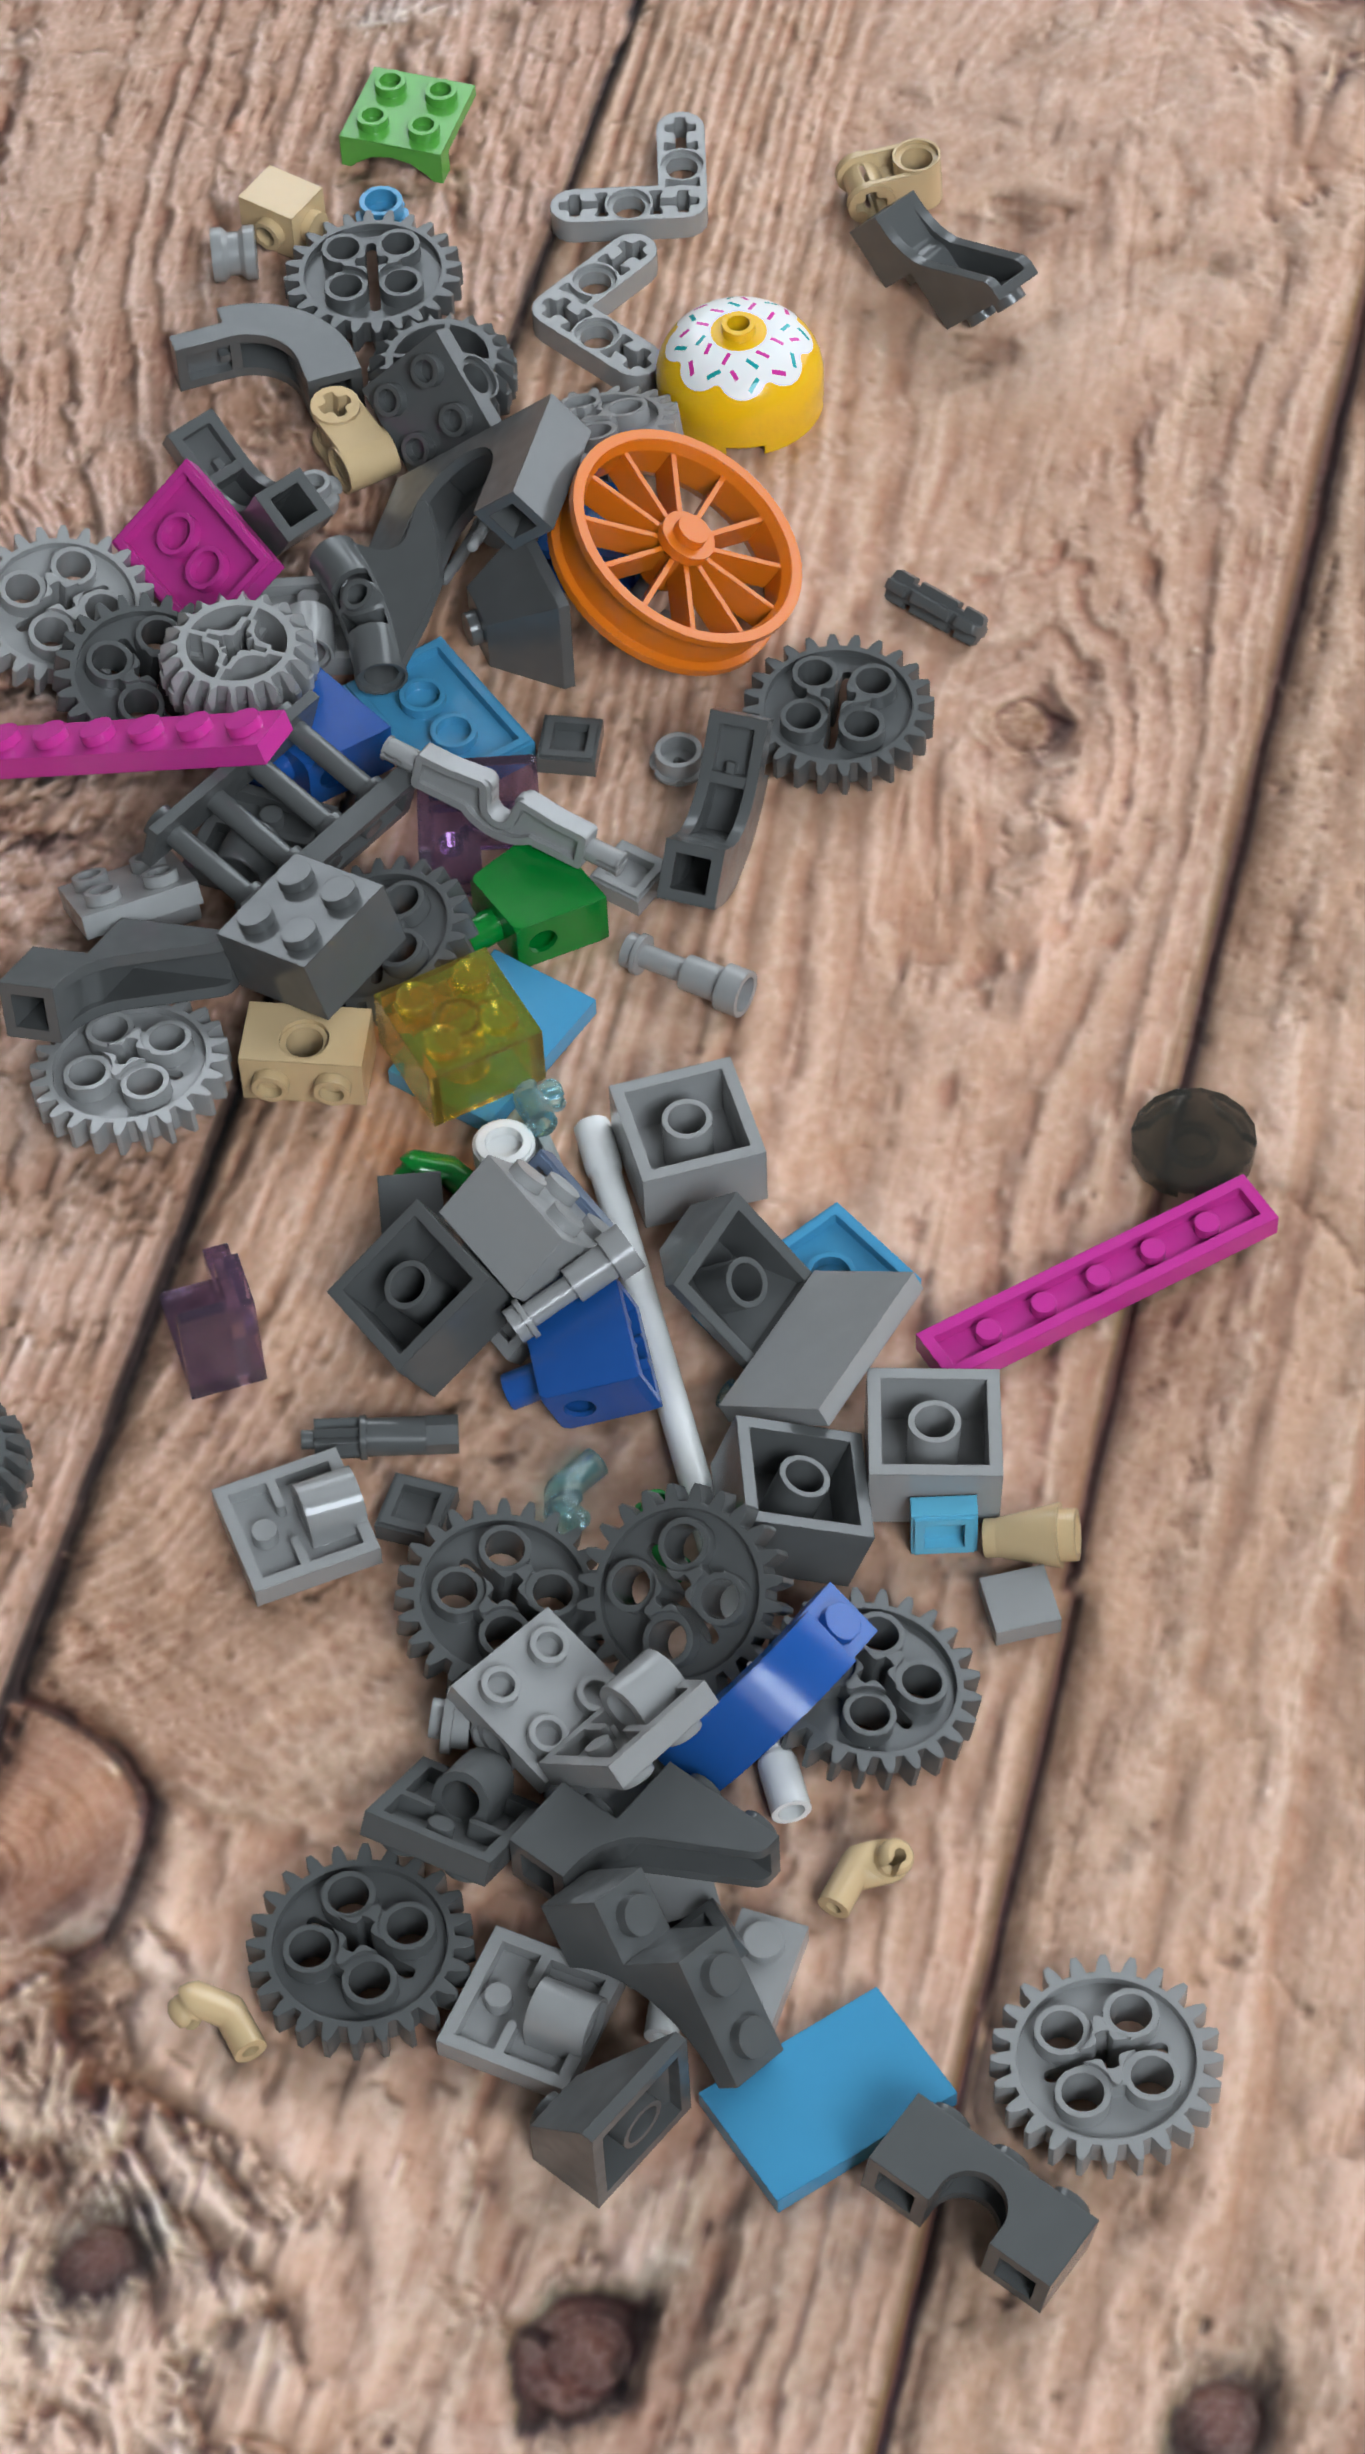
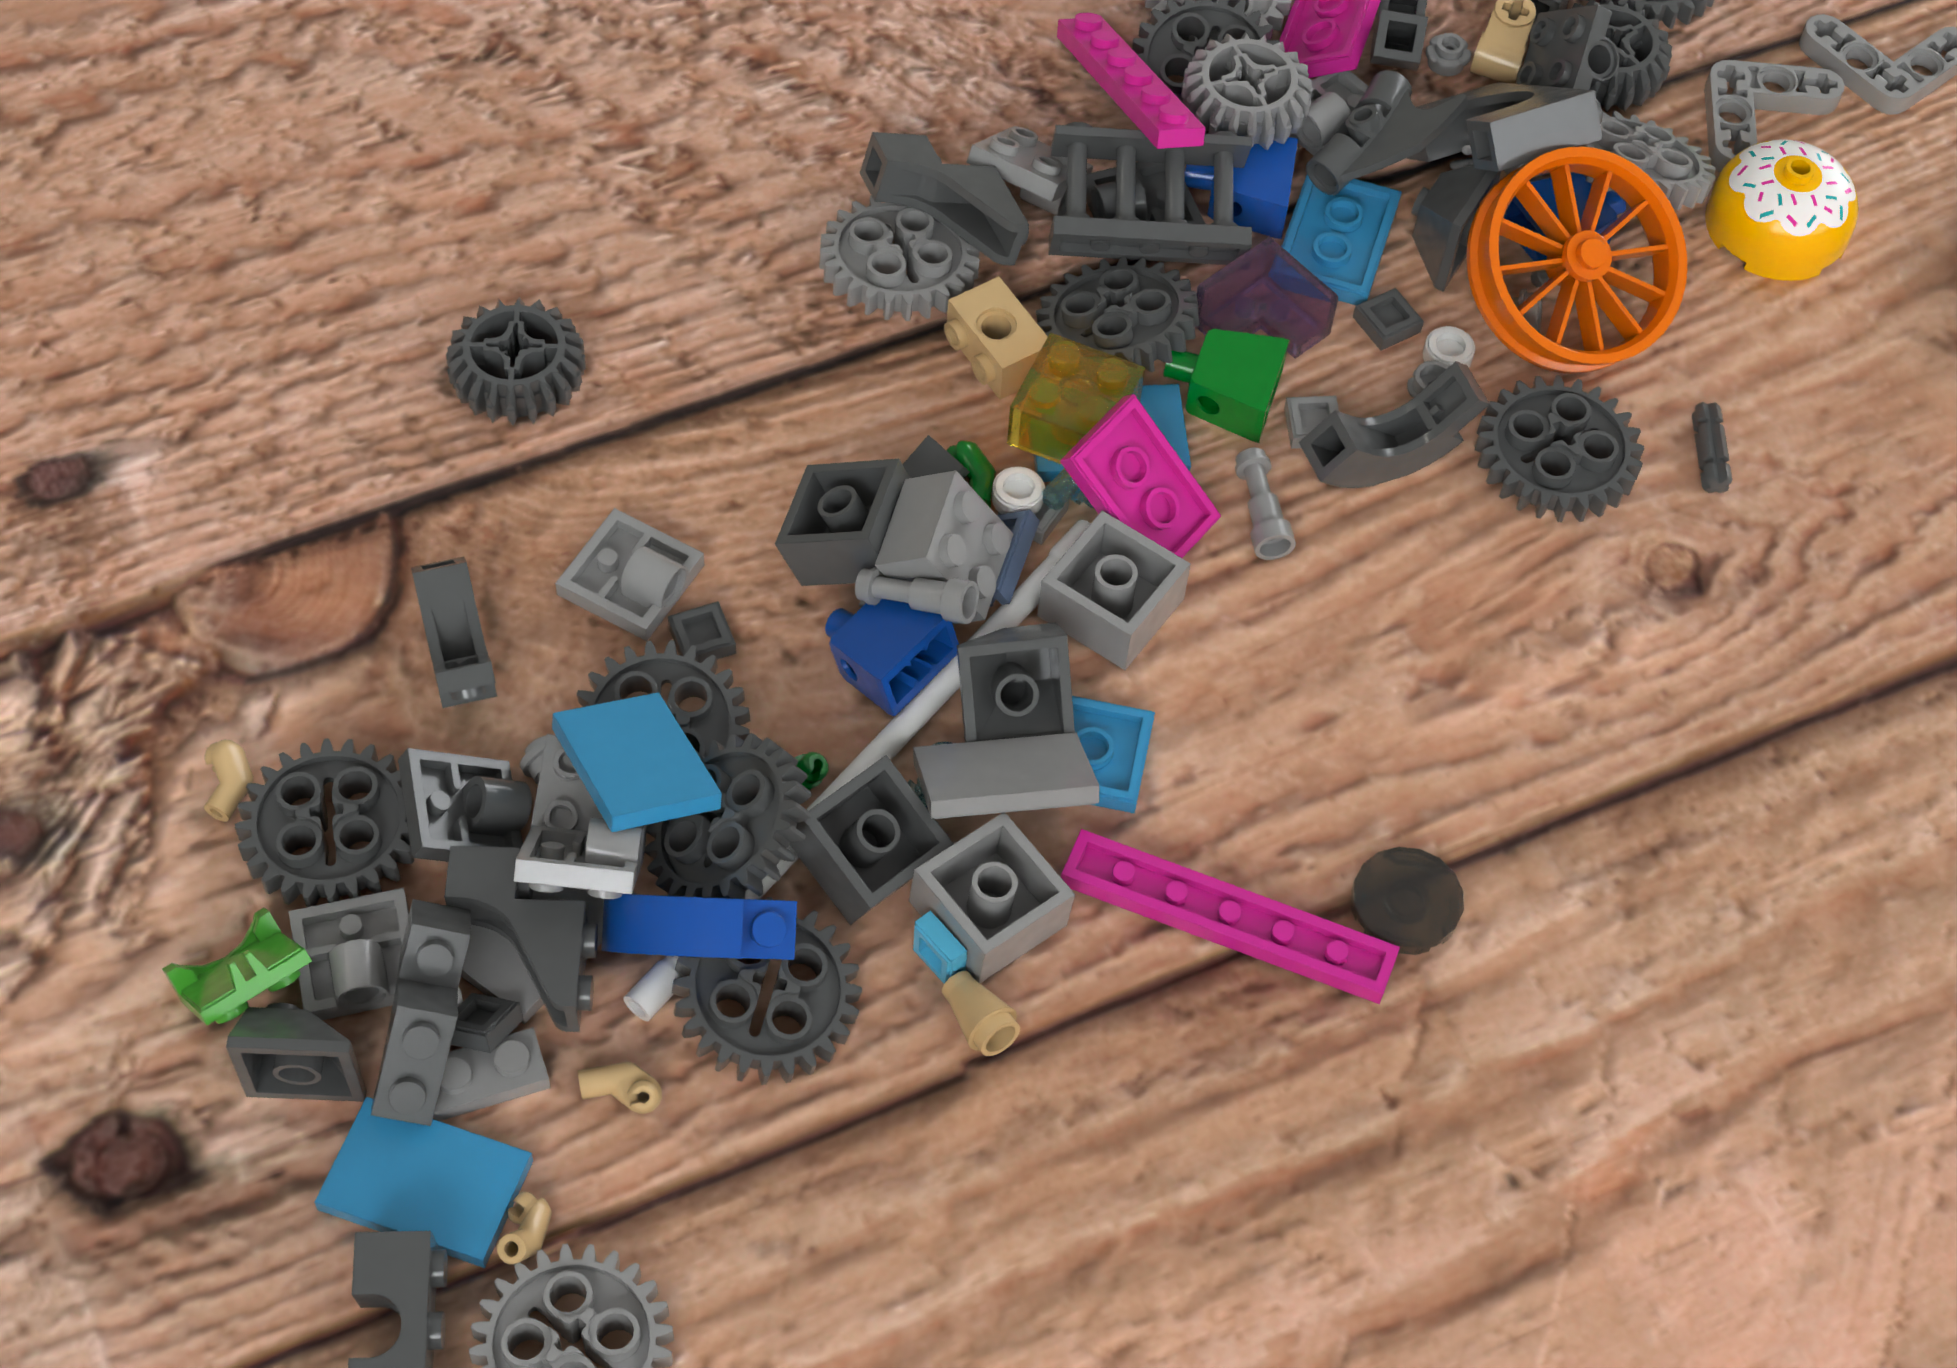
camera: 45 degrees right, 5 degrees up
(216, 1327) = (745, 433): clear purple panel -> none
(240, 1719) = (454, 632): none -> dark grey arch
(311, 935) = (1065, 269): dark grey brick -> none
(384, 1436) = (741, 576): dark grey piece -> none
(476, 2117) = (224, 986): none -> bright green piece
(531, 820) = (1272, 320): light grey piece -> none
(564, 1619) = (636, 762): none -> dark azure tile
(566, 1490) = (786, 706): clear light blue arm -> none
(591, 1036) = (1140, 479): none -> dark pink tile
(646, 721) = (1449, 345): none -> white tile
(955, 2035) = (534, 1220): none -> tan arm
(1019, 1604) = (920, 1042): light grey tile -> none

